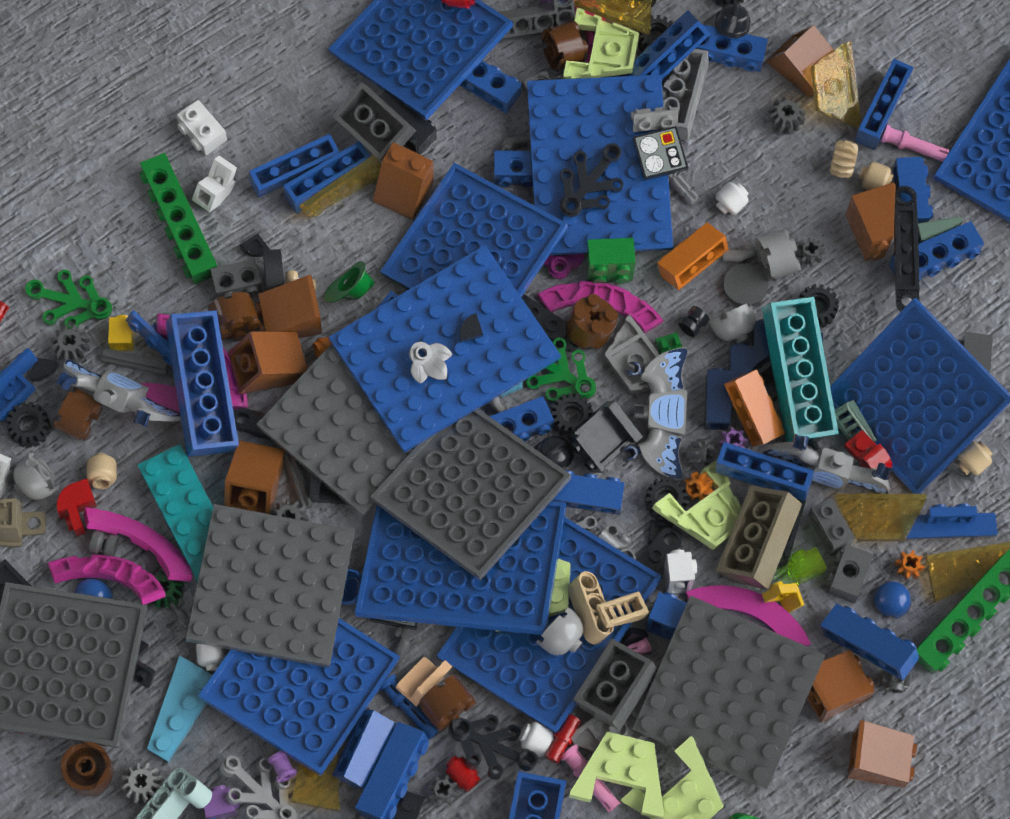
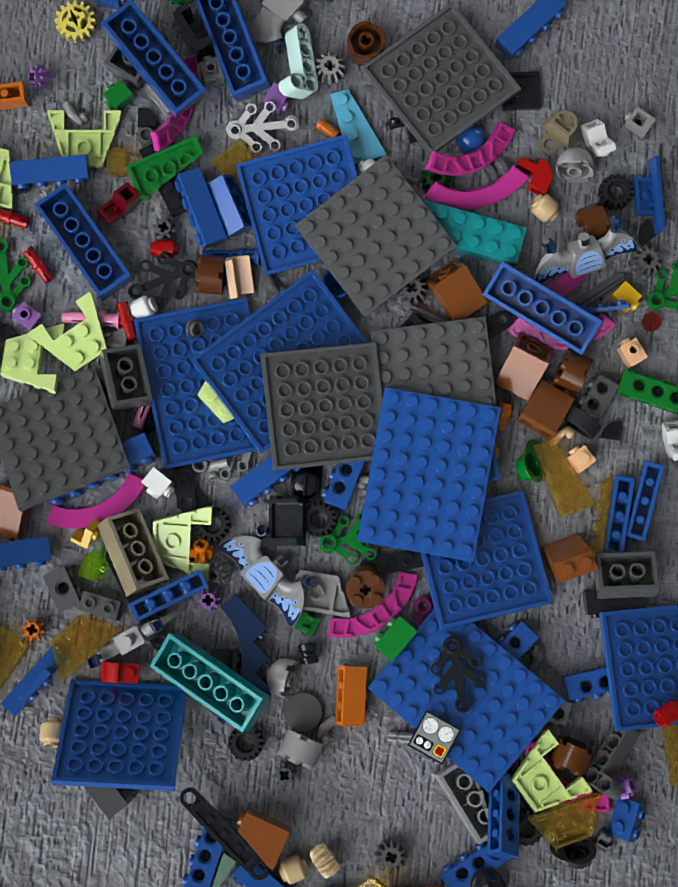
camera: 135 degrees right, 15 degrees up
(123, 296) = (651, 322): none -> clear red tile
(169, 286) = (631, 352): none -> light nougat brick
(205, 733) = (327, 129): none -> orange pin
(282, 767) = (262, 149): medium lavender bush -> none
(306, 247) = (580, 458): none -> light nougat brick
(343, 242) = (565, 488): none -> clear yellow wing
(431, 364) = (423, 451): light grey plate -> none
(470, 329) = (424, 497): black tile -> none
(511, 667) = (194, 328): none -> dark grey plate
(562, 634) = (182, 373): light grey cylinder -> none
(585, 596) = (174, 407): tan beam -> none
(634, 599) = (155, 433): tan slope -> none
(658, 119) = (455, 762): light grey hinge -> none
(731, 198) = (367, 760): white head -> none
(754, 408) = (214, 631): orange brick -> none
(858, 417) = (154, 691): sand green slope -> none
(892, 599) = (24, 599): blue hair -> none

